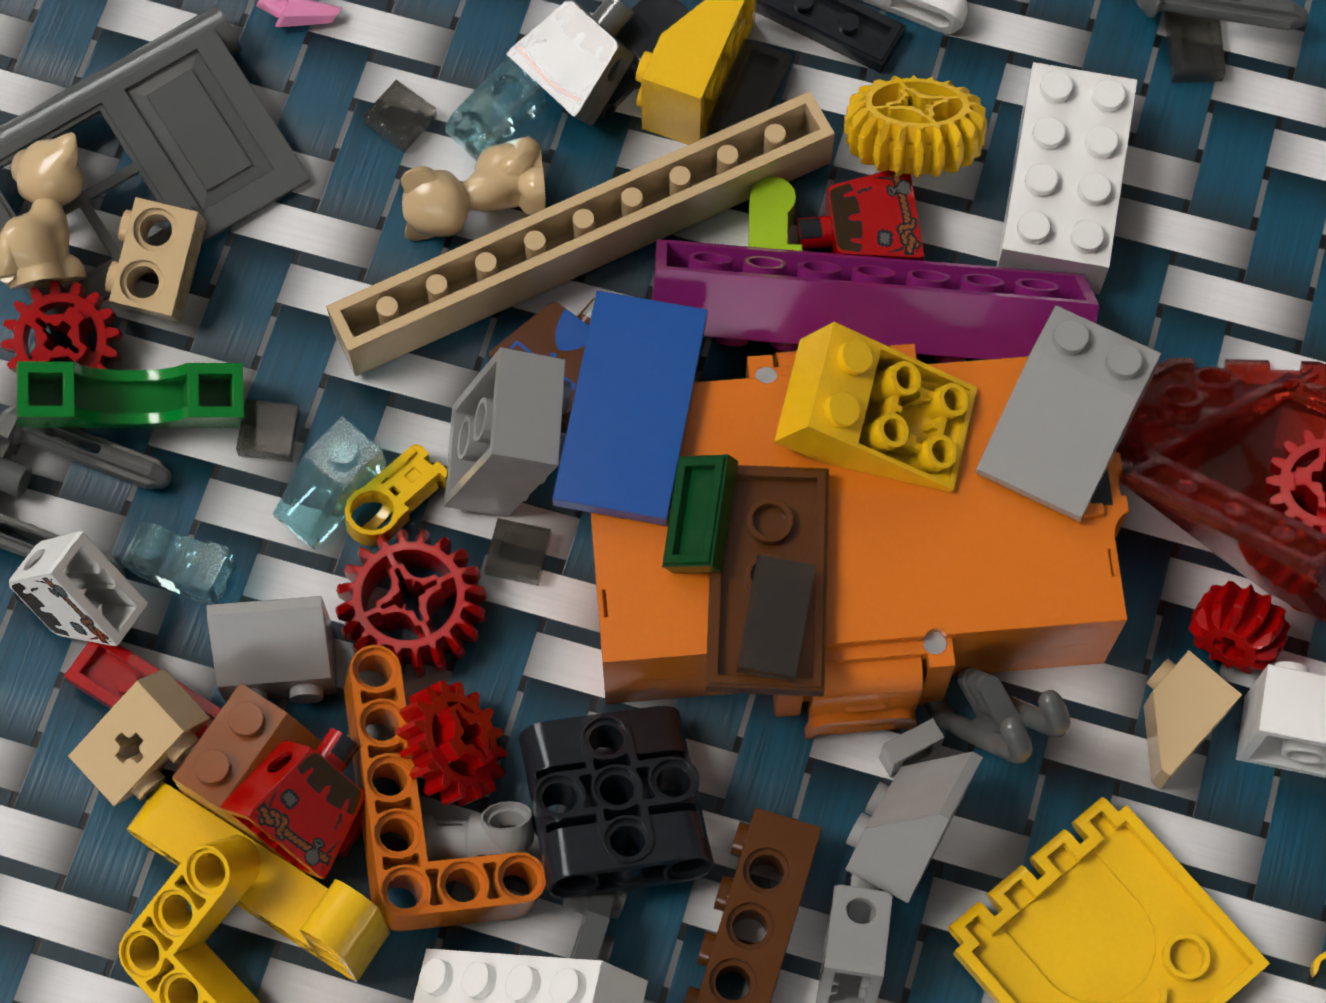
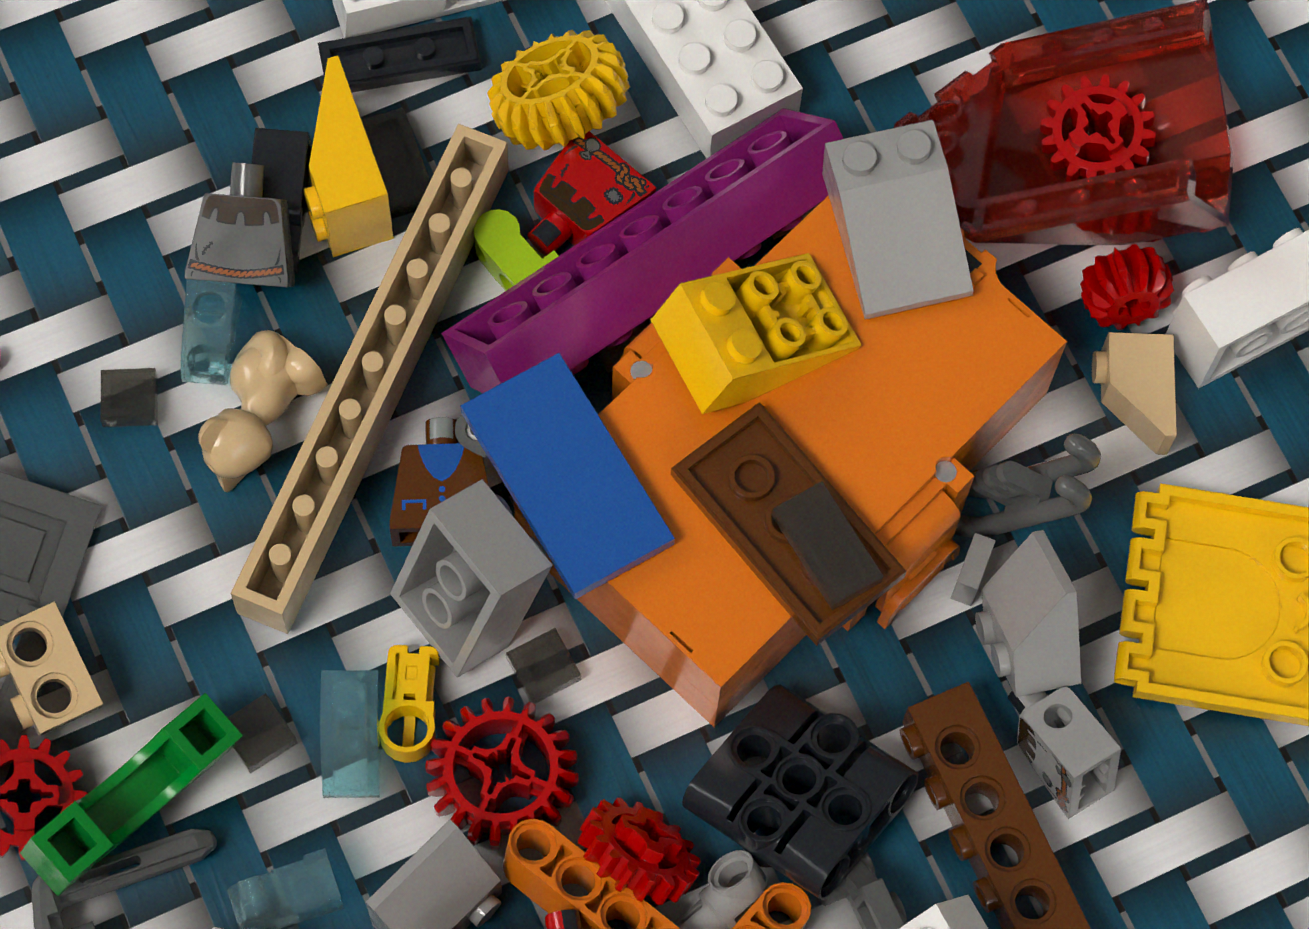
camera: 45 degrees left, 0 degrees up
(700, 513) = (697, 513): dark green tile -> none

